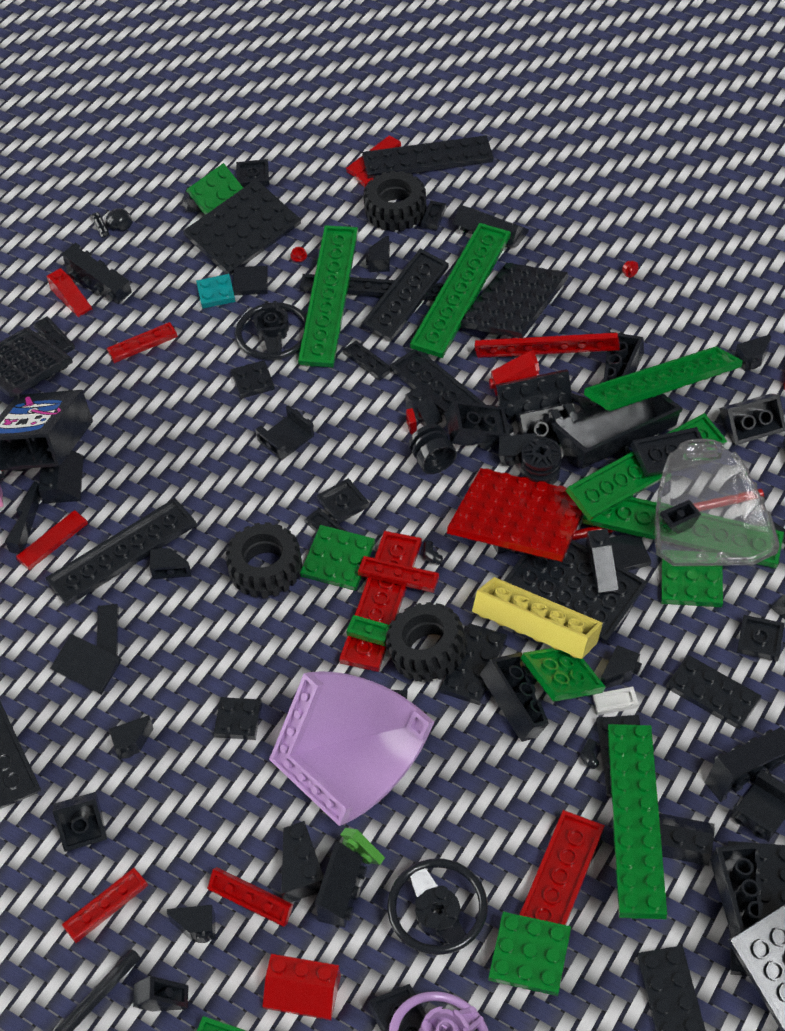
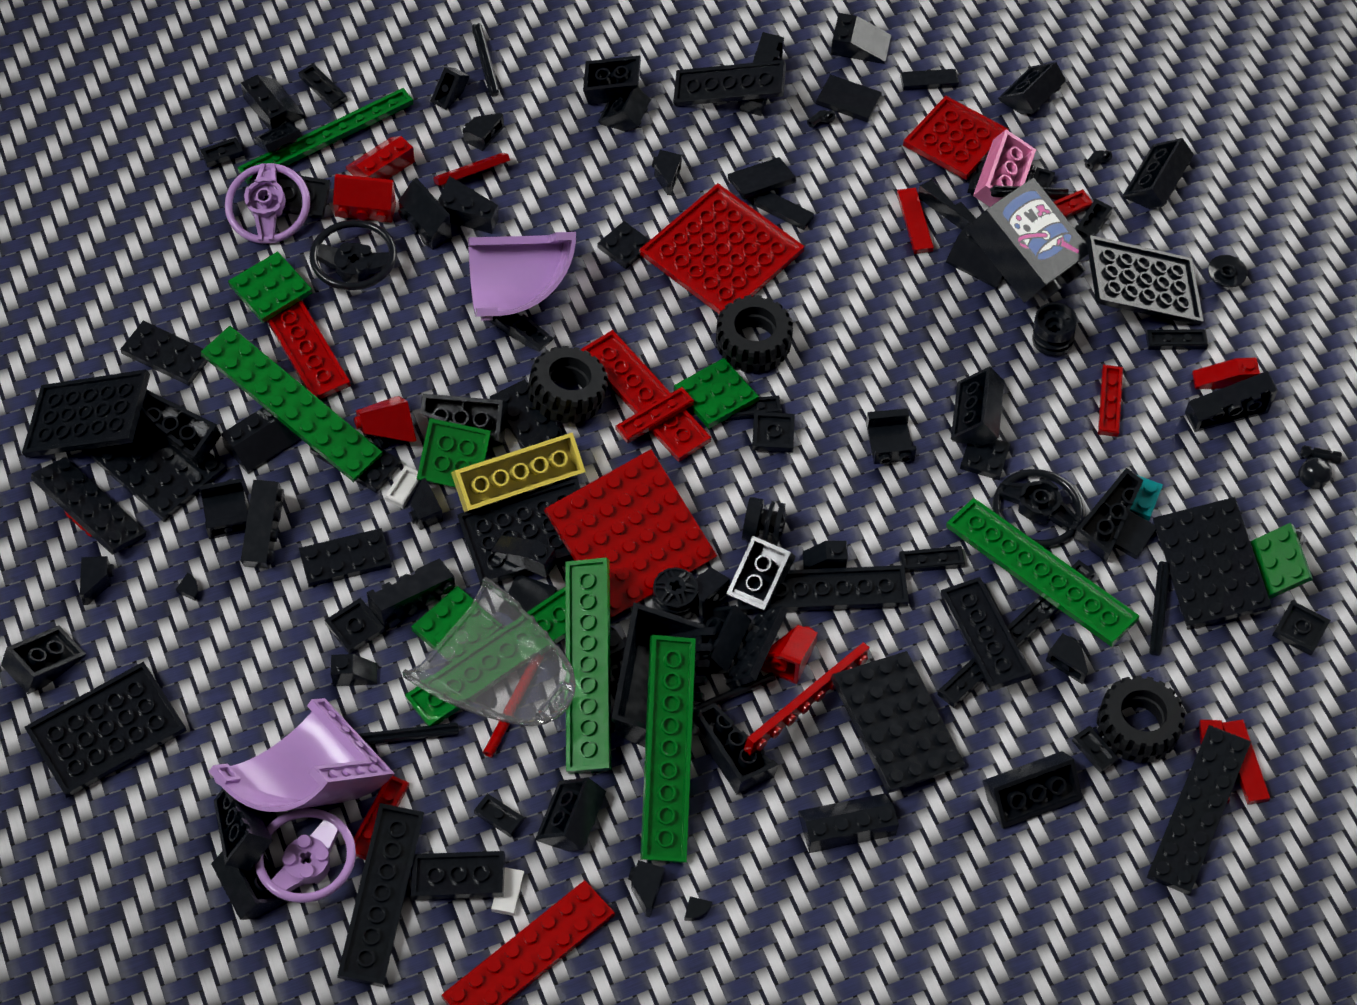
camera: 120 degrees right, 5 degrees up
(54, 843) = (610, 78): none -> black slope
(104, 905) = (547, 96): red tile -> none
(106, 390) = (1054, 329): none -> black wheel
(120, 552) = (858, 256): black plate -> none
(168, 564) = (814, 276): black slope -> none
(189, 644) = (721, 249): none -> red plate
(219, 395) = (978, 408): none -> black slope
(250, 282) = (1106, 519): none -> black wedge
(294, 239) = (1159, 608): none -> black axle
(298, 254) = (1132, 592): red plate -> none
(357, 842) = (440, 240): bright green plate -> none
(365, 954) = (364, 198): none -> red slope
(368, 630) = (618, 356): green plate -> none
(411, 421) = (817, 536): red tile -> none
(431, 555) = (665, 460): black arm -> none
(460, 290) = (953, 686): green plate -> none
(576, 742) = (387, 419): none -> red slope
(604, 289) = (848, 822): none -> black slope
(630, 268) = (858, 870): red plate -> none
(654, 450) = (590, 670): black plate -> none
(681, 516) = (503, 624): black slope -> none
(702, 617) = (410, 593): none -> black wedge
(737, 325) = (697, 908): none -> black tile

